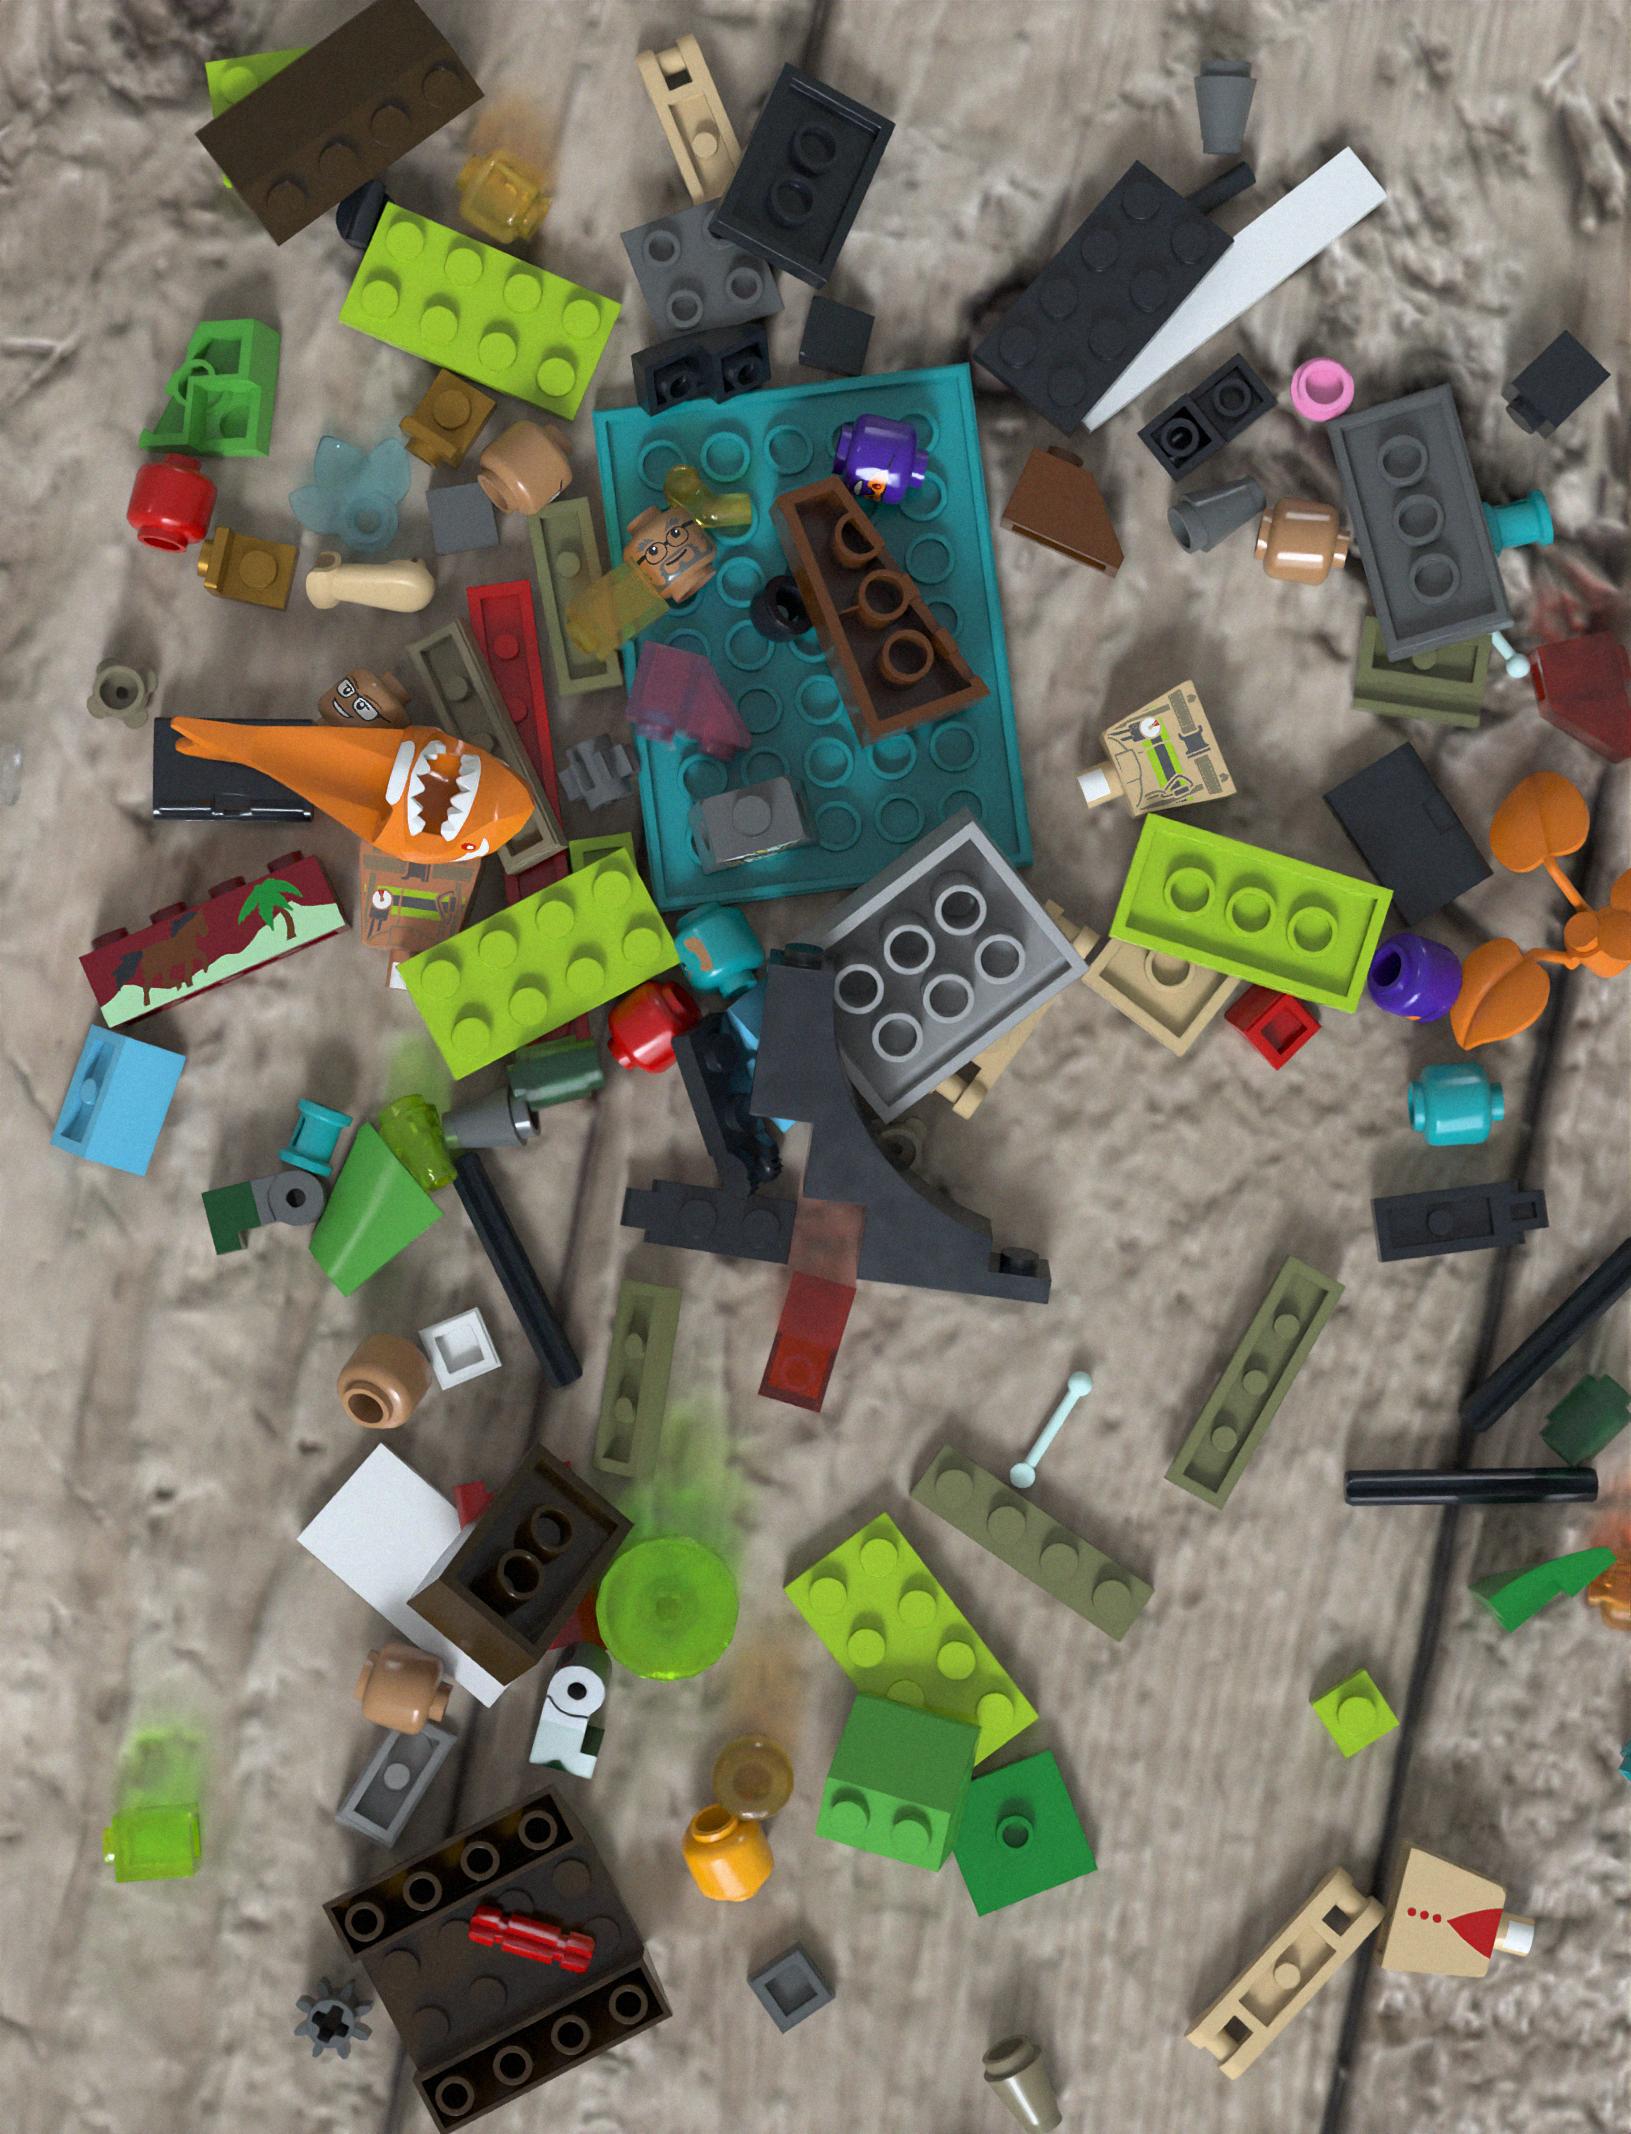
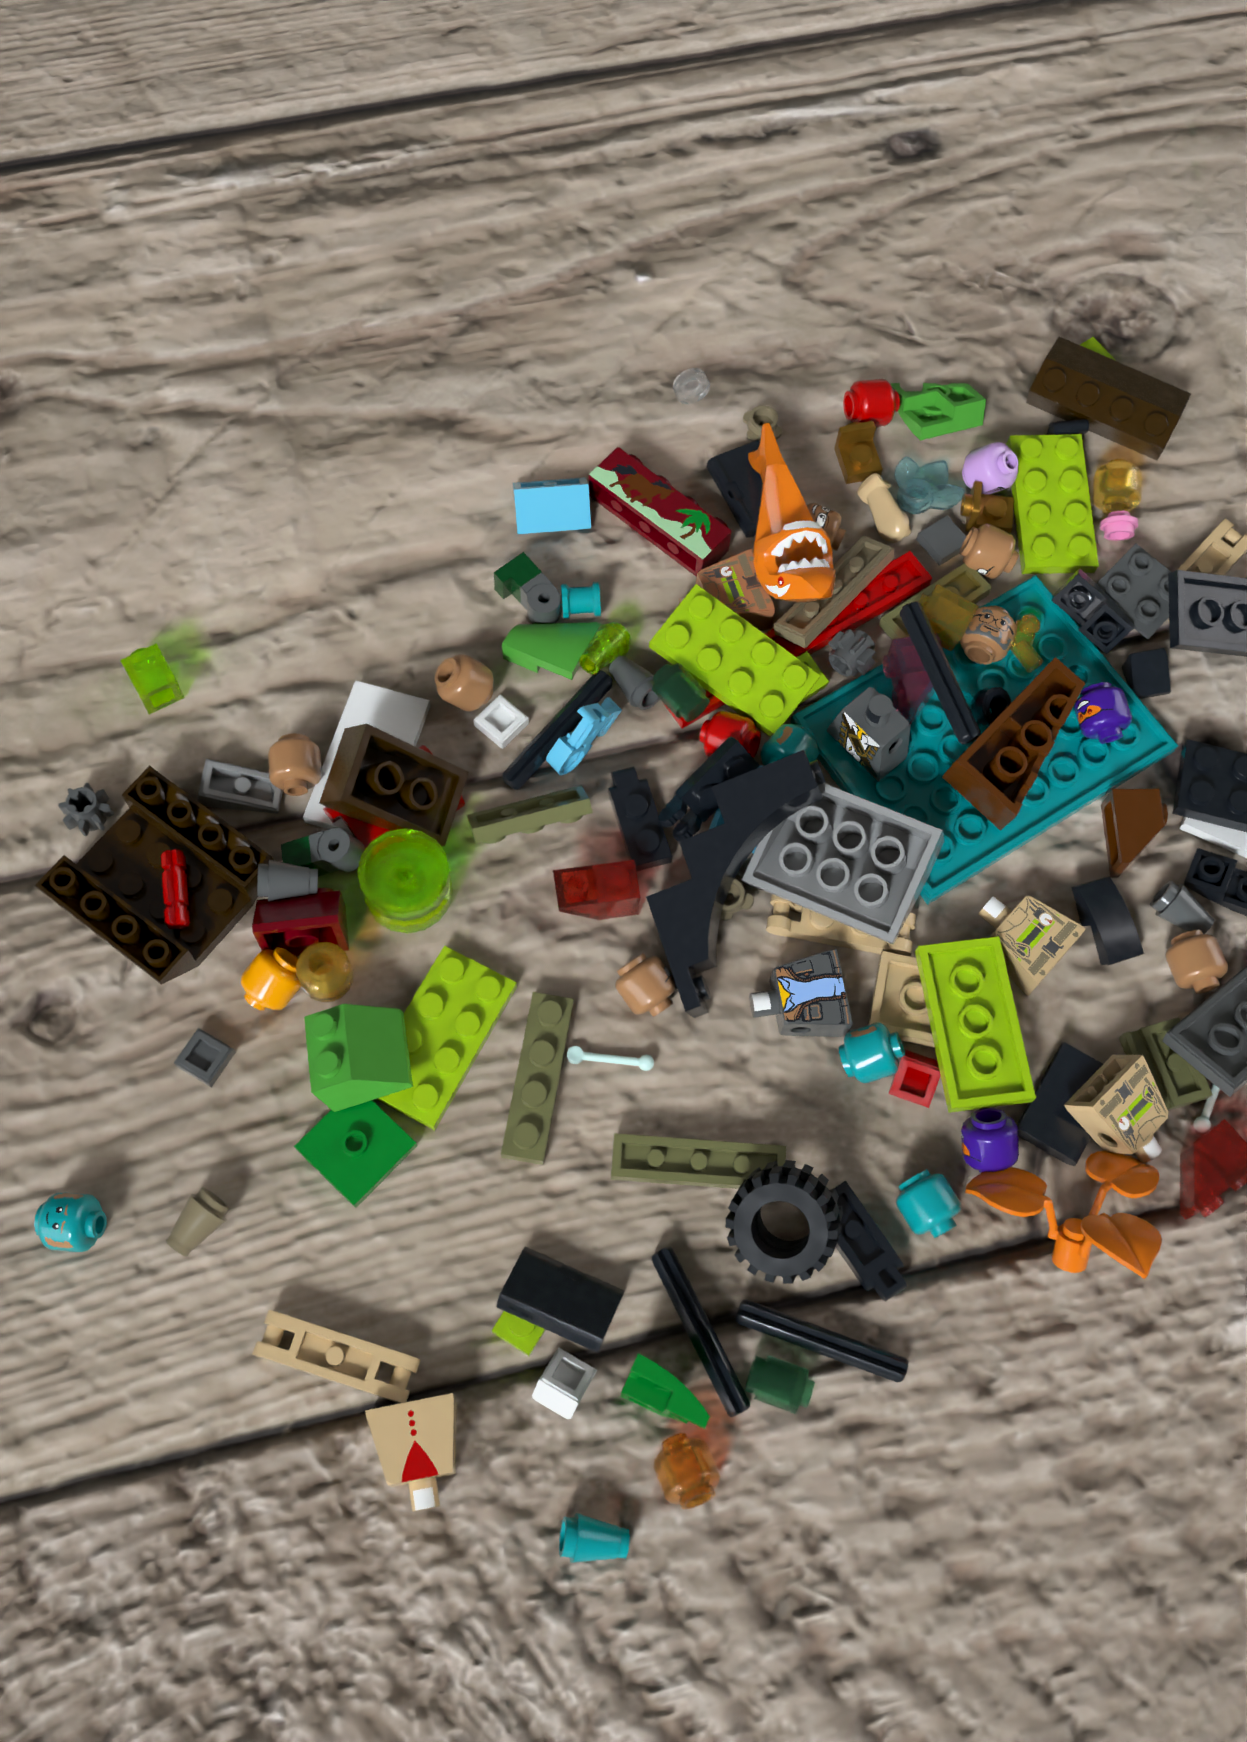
camera: 60 degrees right, 20 degrees down
(384, 383) = (993, 466): none -> lavender head
(552, 1238) = (573, 747): none -> medium azure piece
(569, 232) = (1119, 526): none -> bright pink plate
(602, 1781) = (285, 880): none -> dark grey cone
(660, 1780) = (301, 921): none -> dark red slope
(716, 679) = (940, 673): none -> black axle
(975, 1335) = (646, 985): none -> medium nougat head
(1097, 1119) = (806, 997): none -> torso
(1183, 628) = (1112, 926): none -> black slope
(1218, 1072) = (871, 1053): none -> teal head
(1350, 1651) = (560, 1299): none -> black piece
(1421, 1349) = (771, 1253): none -> black tyre
(1452, 1691) = (563, 1383): none -> white slope
(1454, 775) = (1121, 1107): none -> tan torso

